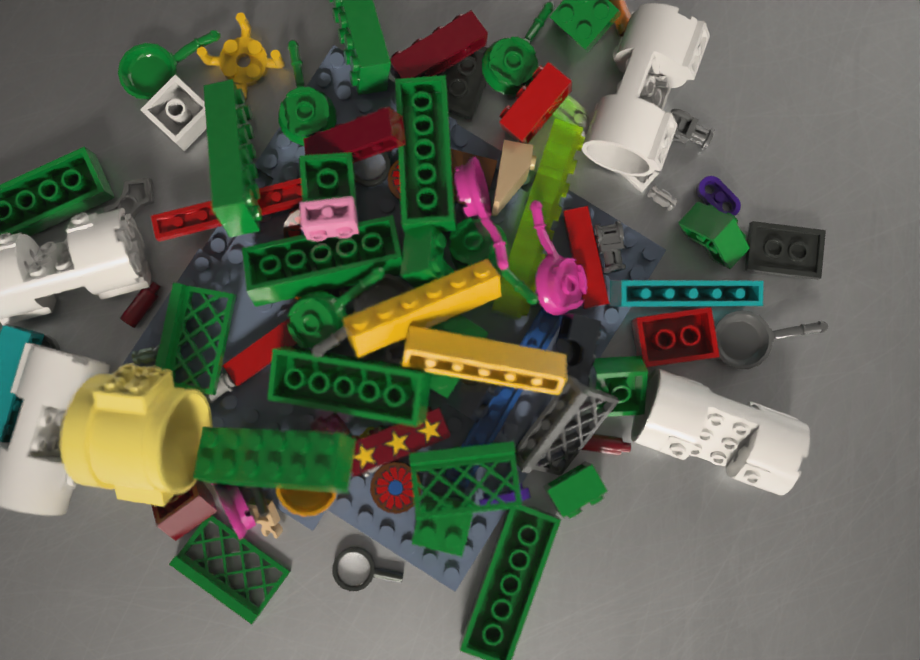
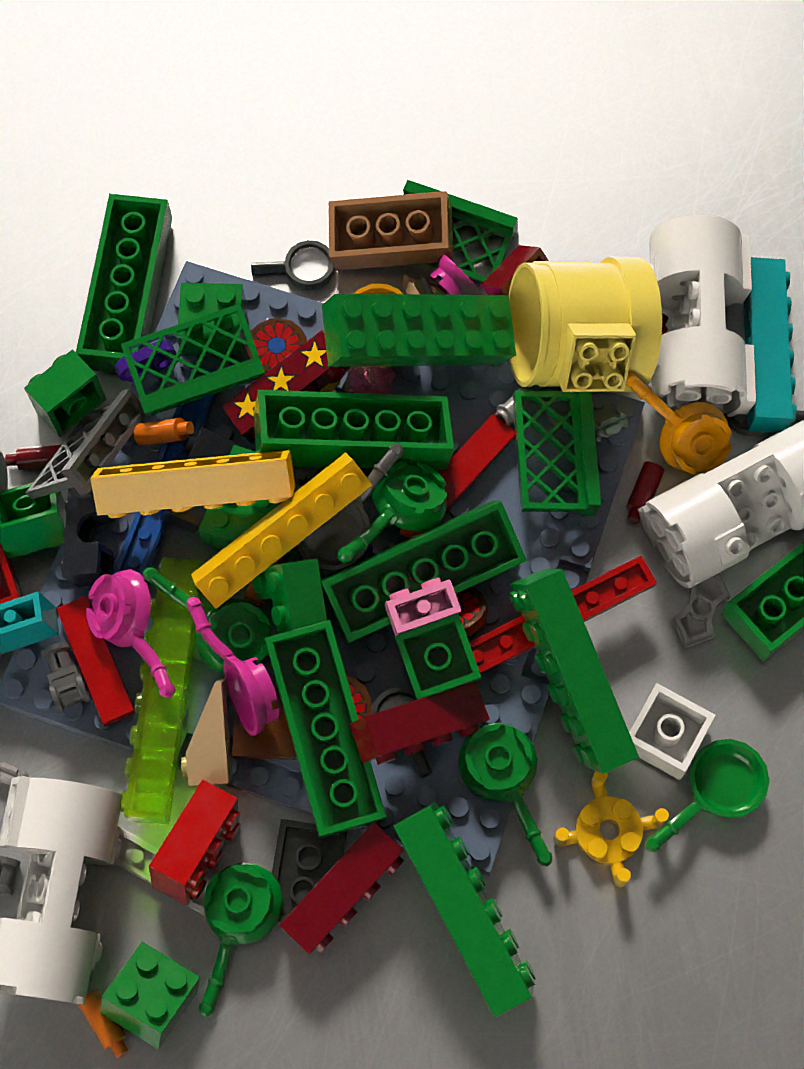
camera: 170 degrees right, 15 degrees down
(87, 330) = (692, 436): none -> light orange piece
(277, 576) = (390, 230): none -> medium nougat brick
(501, 427) = (162, 431): none -> orange cylinder

